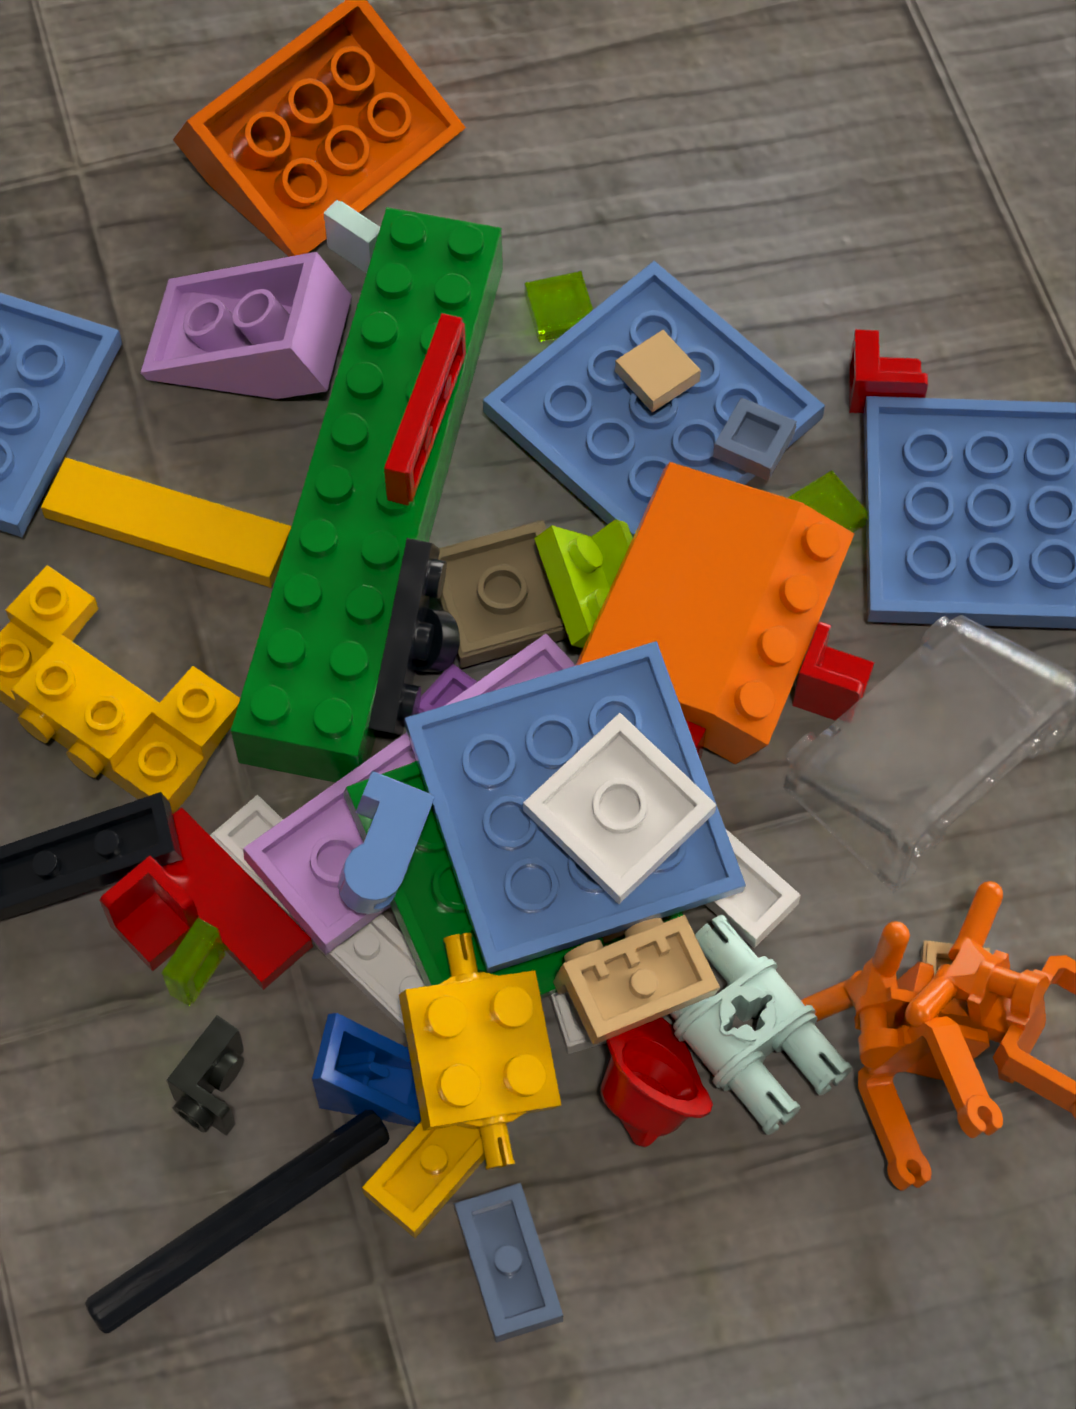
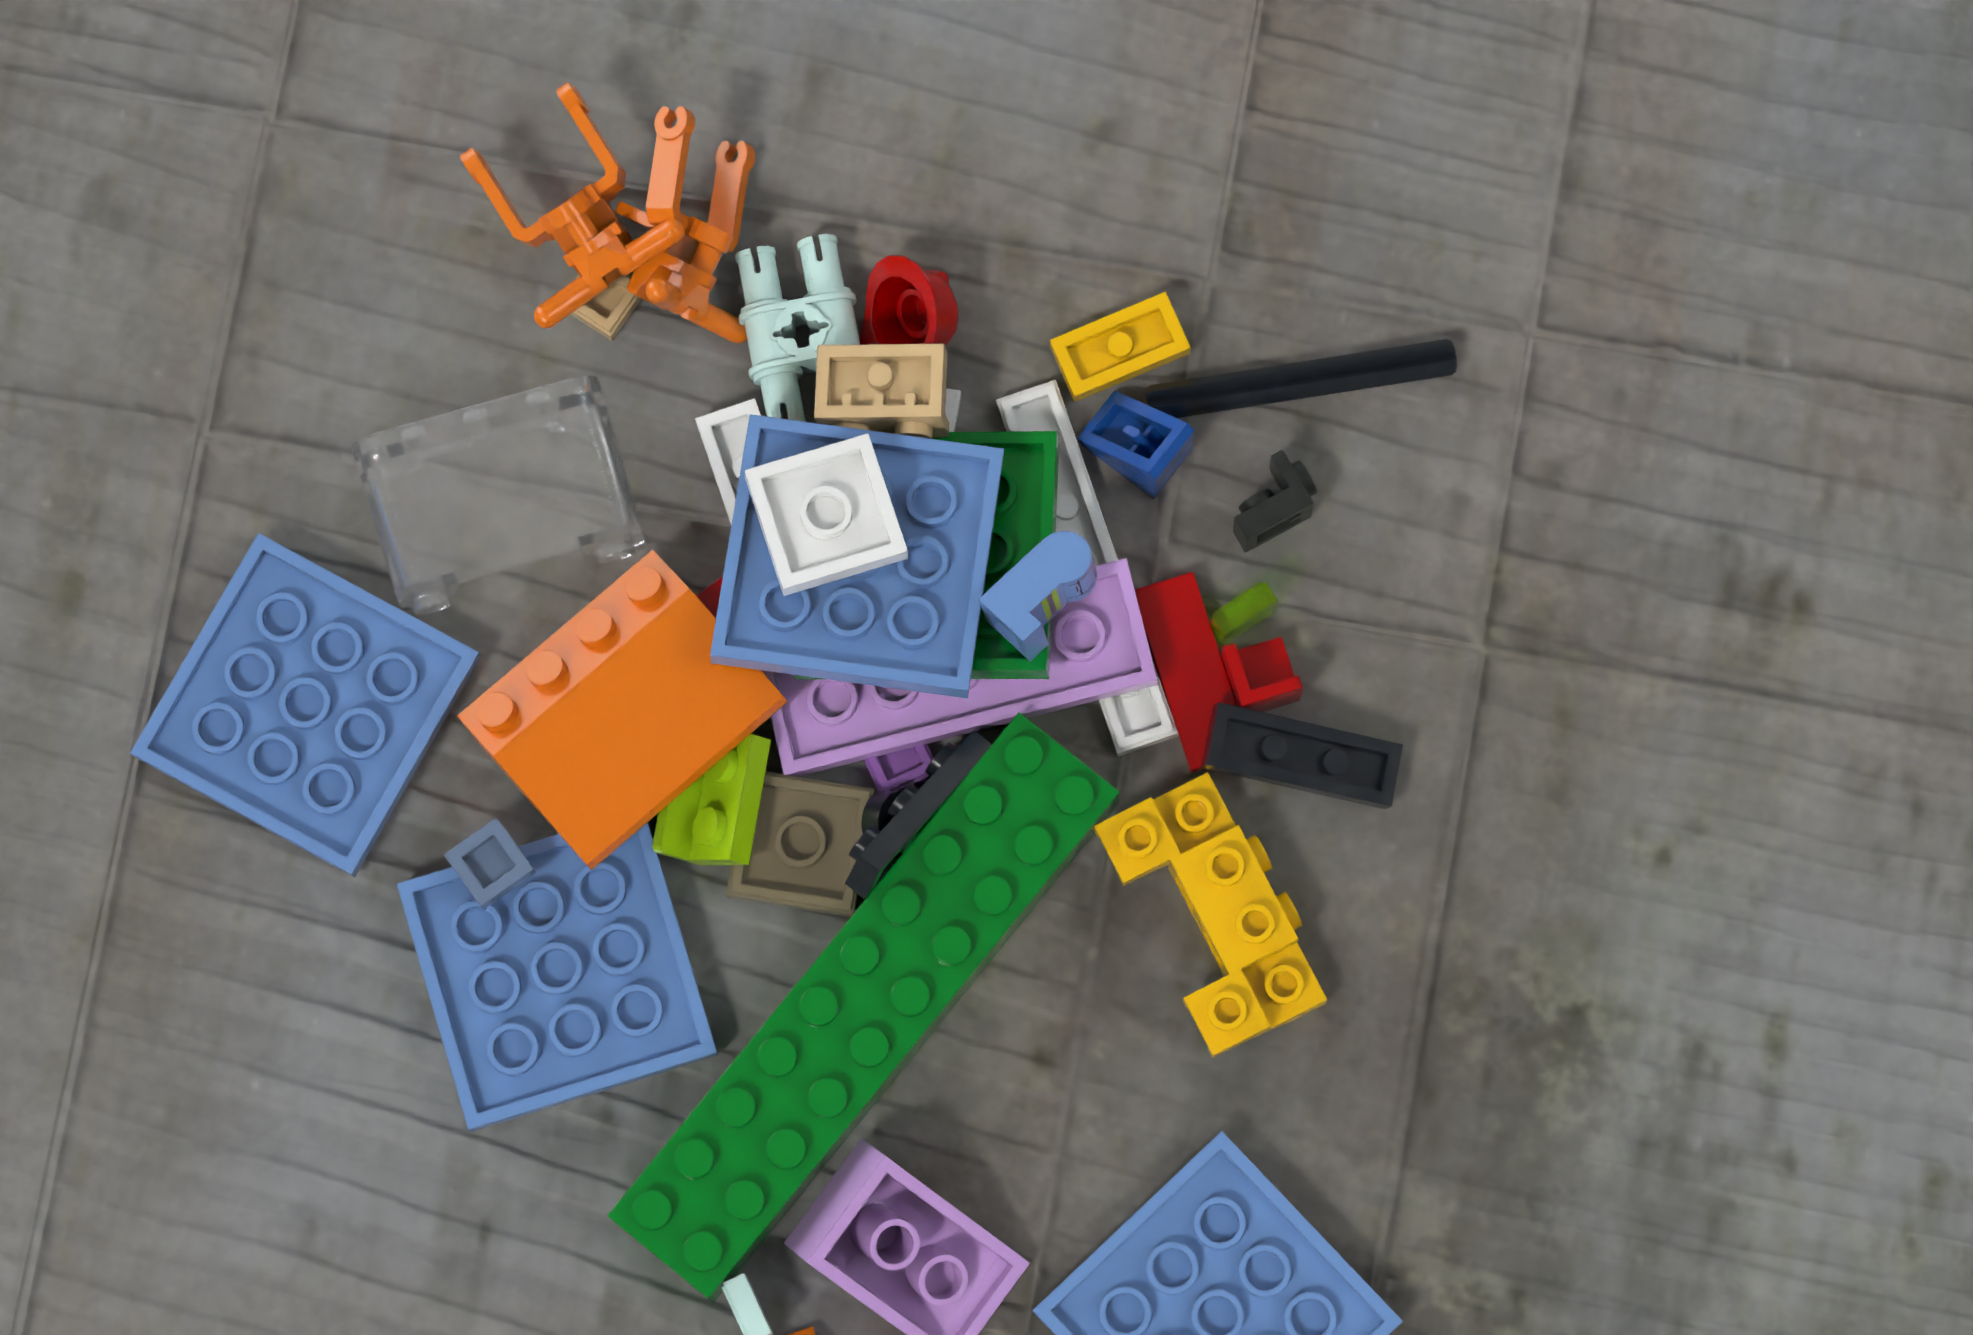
camera: 150 degrees left, 15 degrees up
(167, 522) = (1076, 1081): yellow tile -> none
(425, 410) = (792, 1009): red tile -> none
(479, 1050) = (1042, 398): yellow plate -> none
(508, 1262) = (1099, 237): sand blue plate -> none
(557, 304) = (582, 1141): clear neon green tile -> none
(657, 370) = (537, 990): tan tile -> none
(830, 678) = (544, 603): red panel -> none
(833, 500) = (455, 785): clear neon green tile -> none
(881, 375) = (317, 895): red panel -> none

